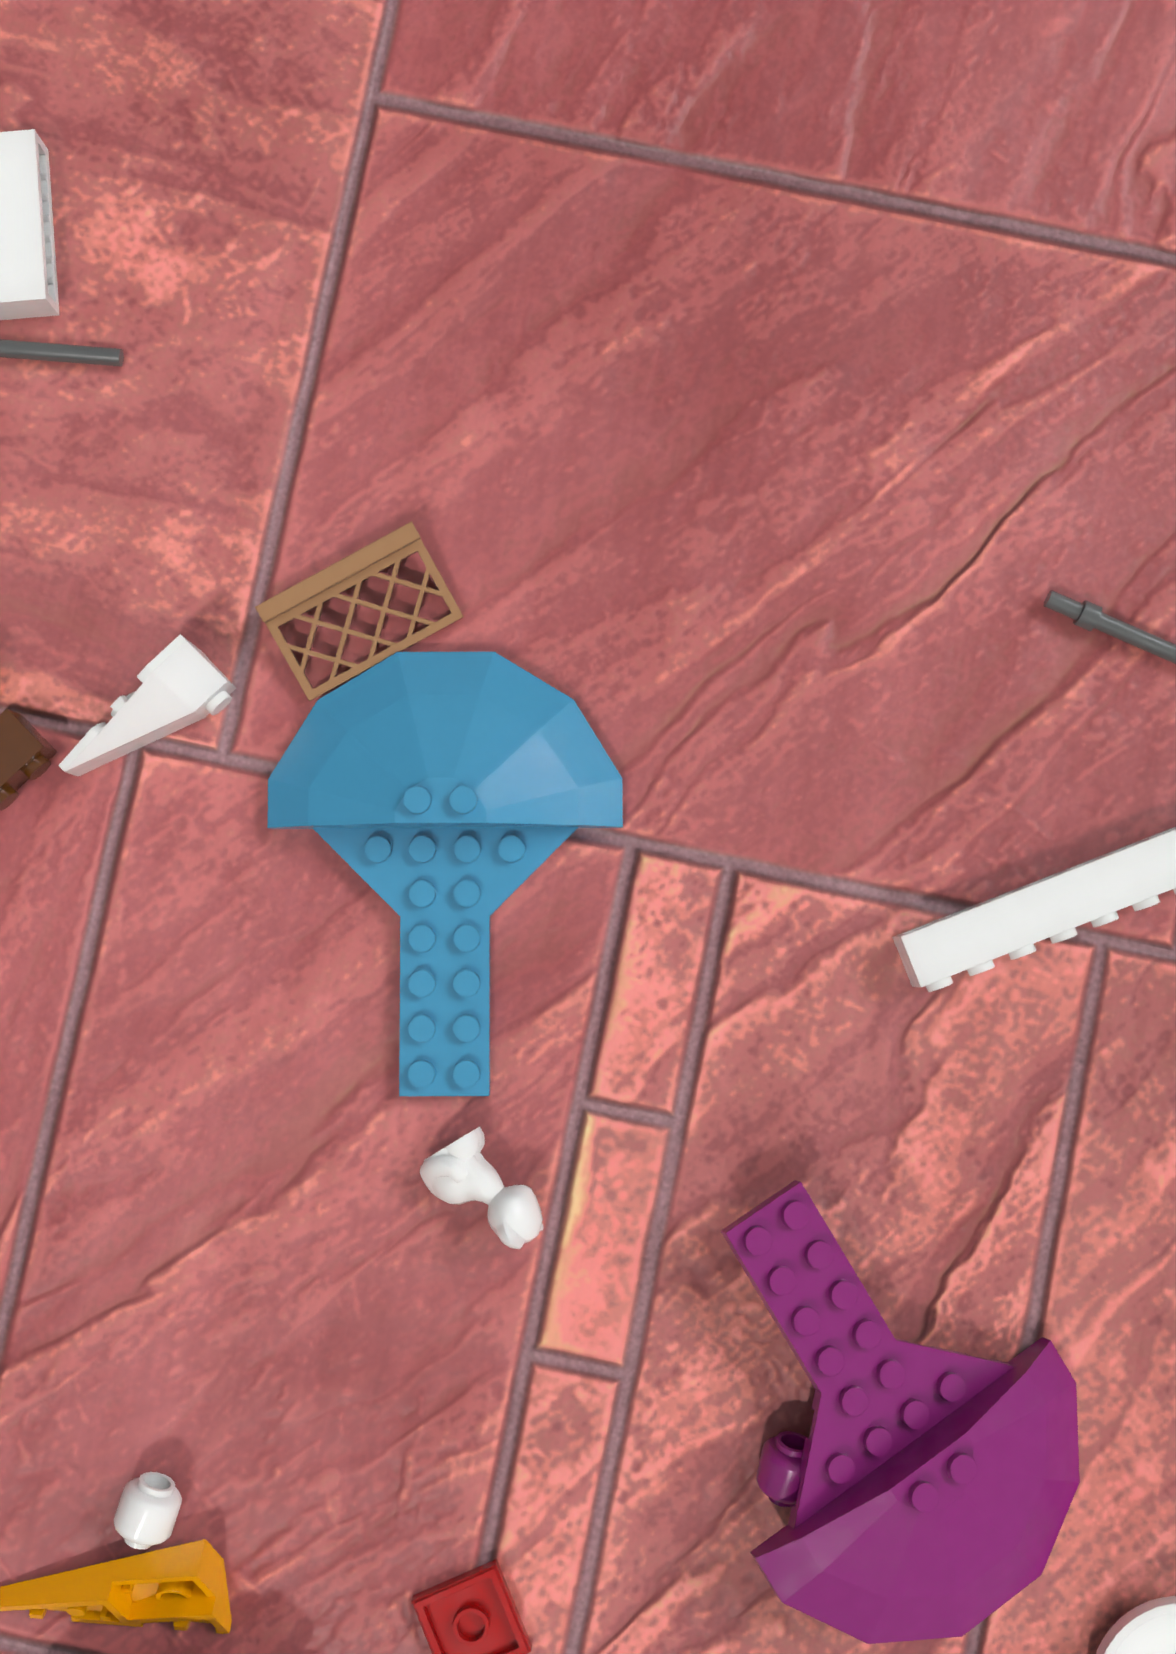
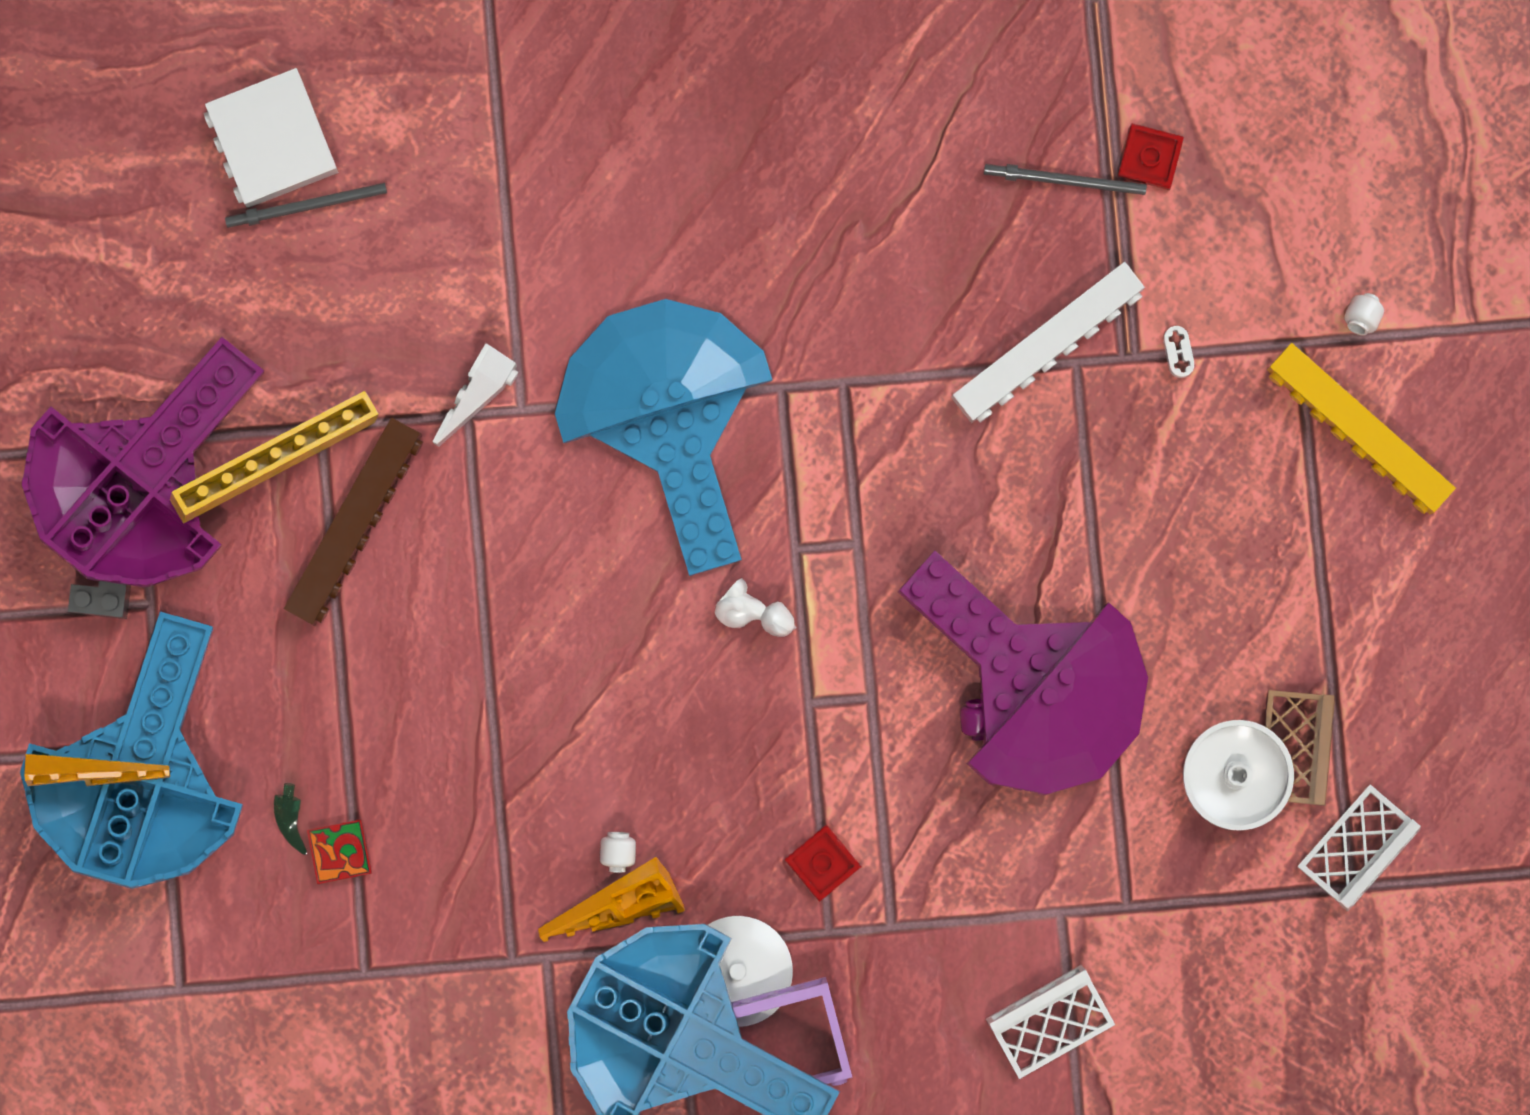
camera: 20 degrees left, 0 degrees up
(339, 578) = (561, 281): medium nougat fence -> none

